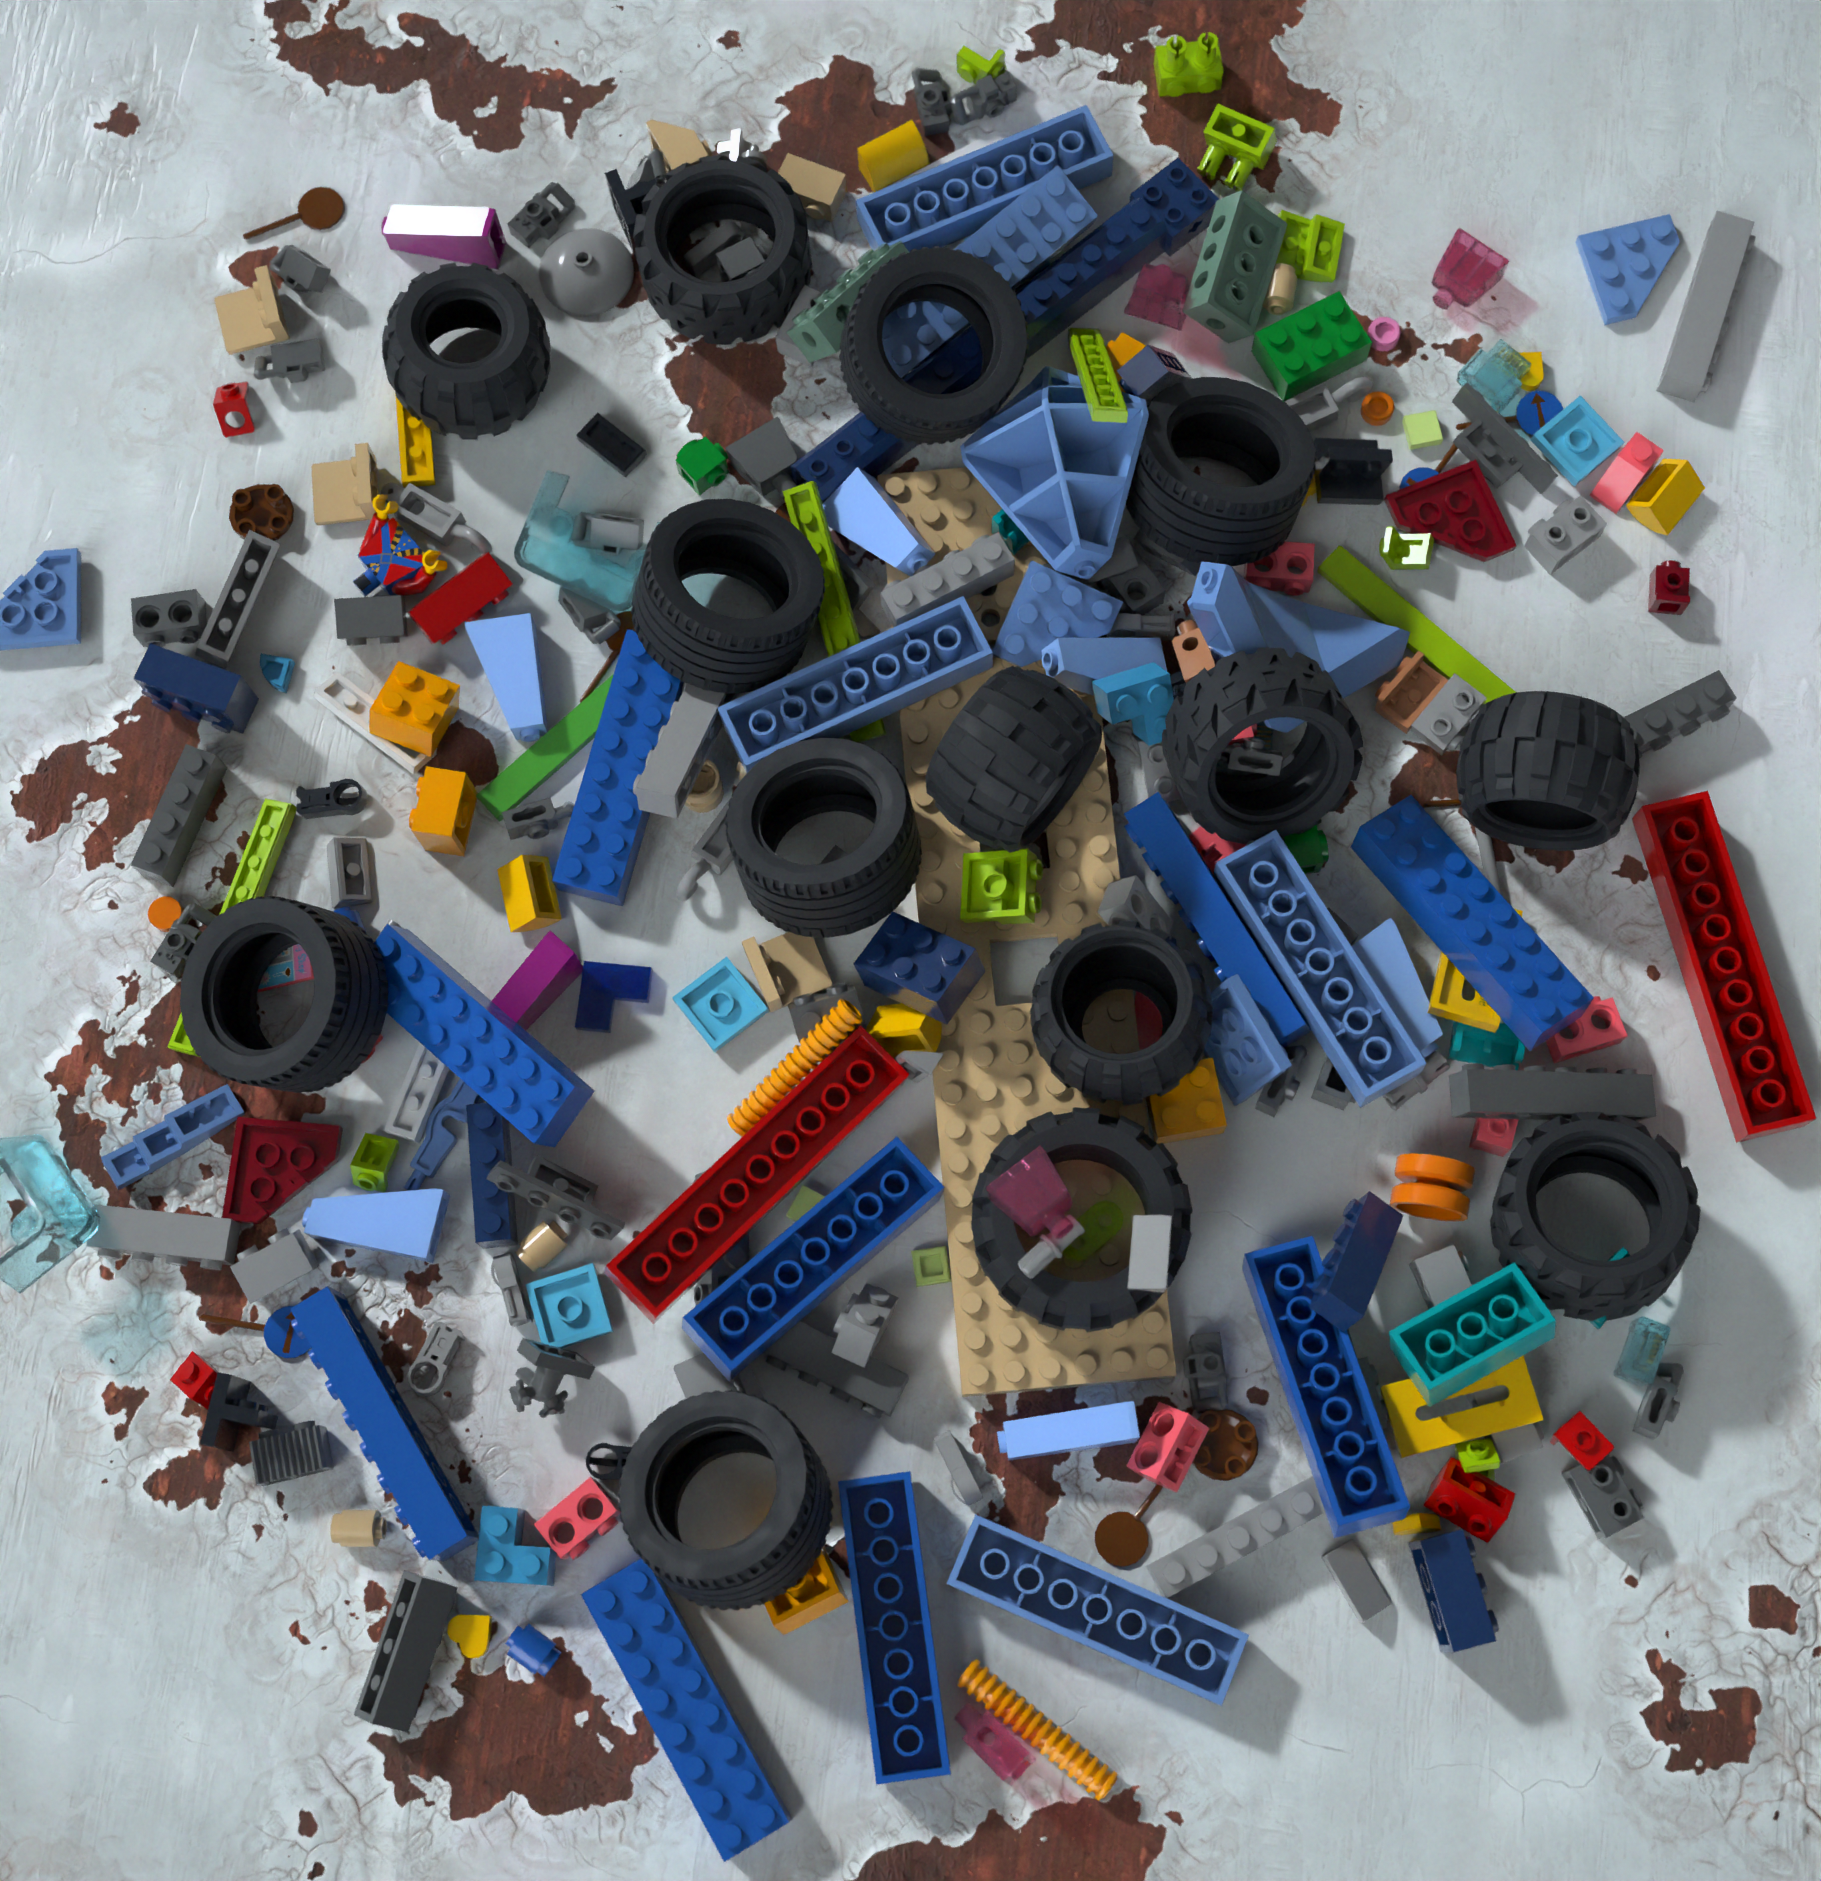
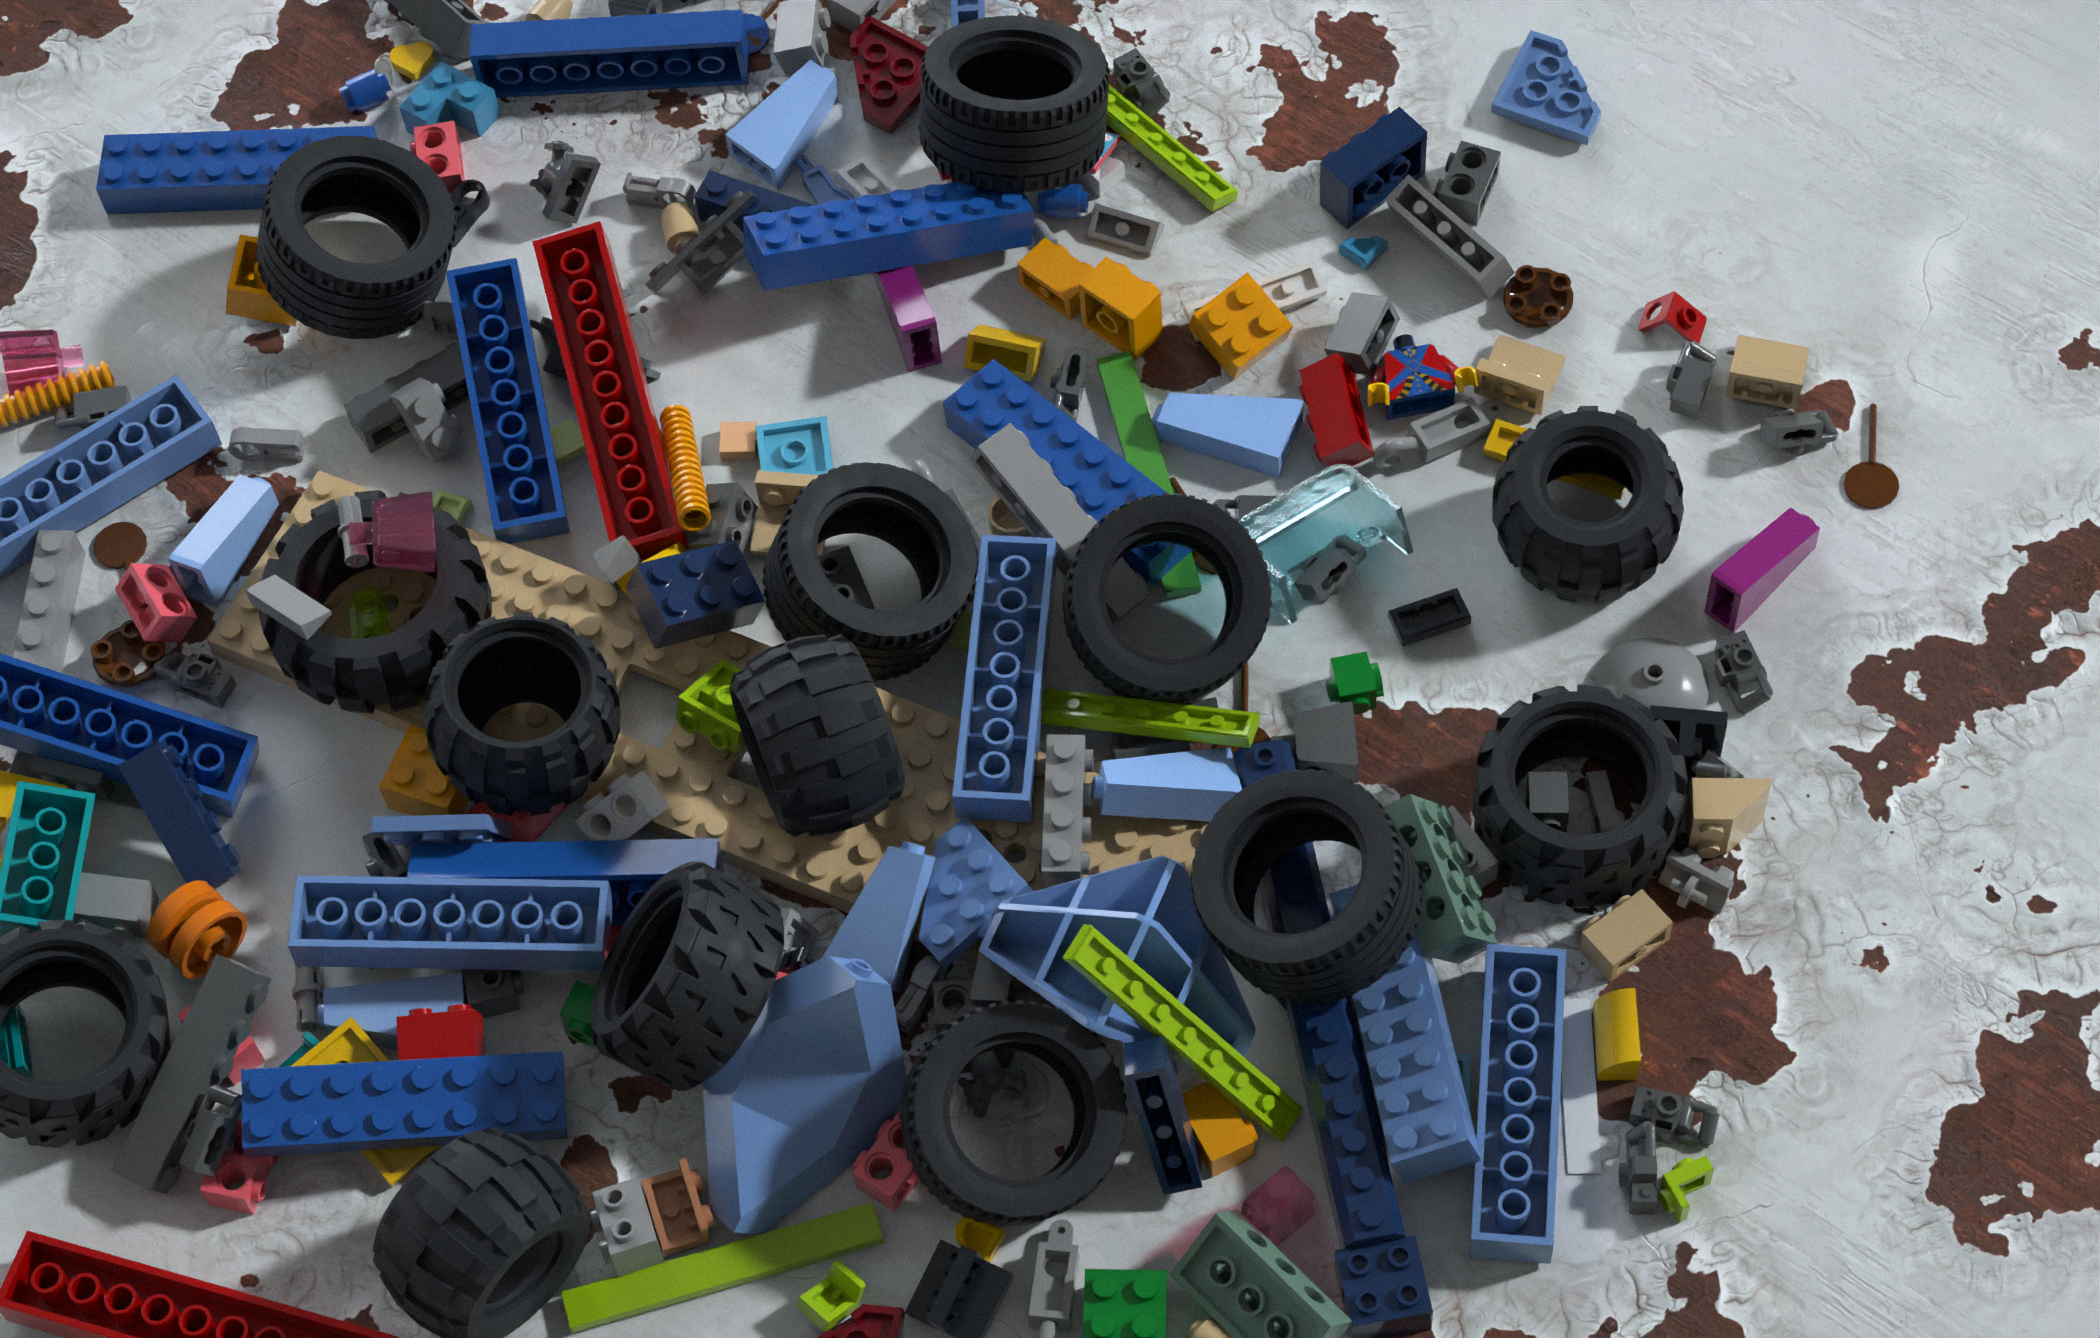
camera: 120 degrees right, 15 degrees down
(164, 912) = (1178, 80): orange tile -> none
(179, 815) = (1261, 117): dark grey brick -> none
(327, 800) = (1204, 236): black piece -> none
(373, 1162) = (842, 140): lime bracket -> none
(431, 890) = (1053, 276): none -> light orange brick
(436, 1353) = (647, 122): light grey piece -> none
(569, 1307) = (624, 221): medium azure plate -> none
(602, 986) = (877, 374): clear blue plate -> none
(729, 1064) = (738, 440): none -> light nougat tile
(894, 1628) = (182, 334): blue brick -> none
(1012, 1658) = (91, 407): none -> dark grey piece
(1138, 695) = (828, 910): dark azure brick -> none
(1405, 925) = (440, 1034): none -> red brick
(1589, 1045) = (211, 1133): none -> dark grey piece

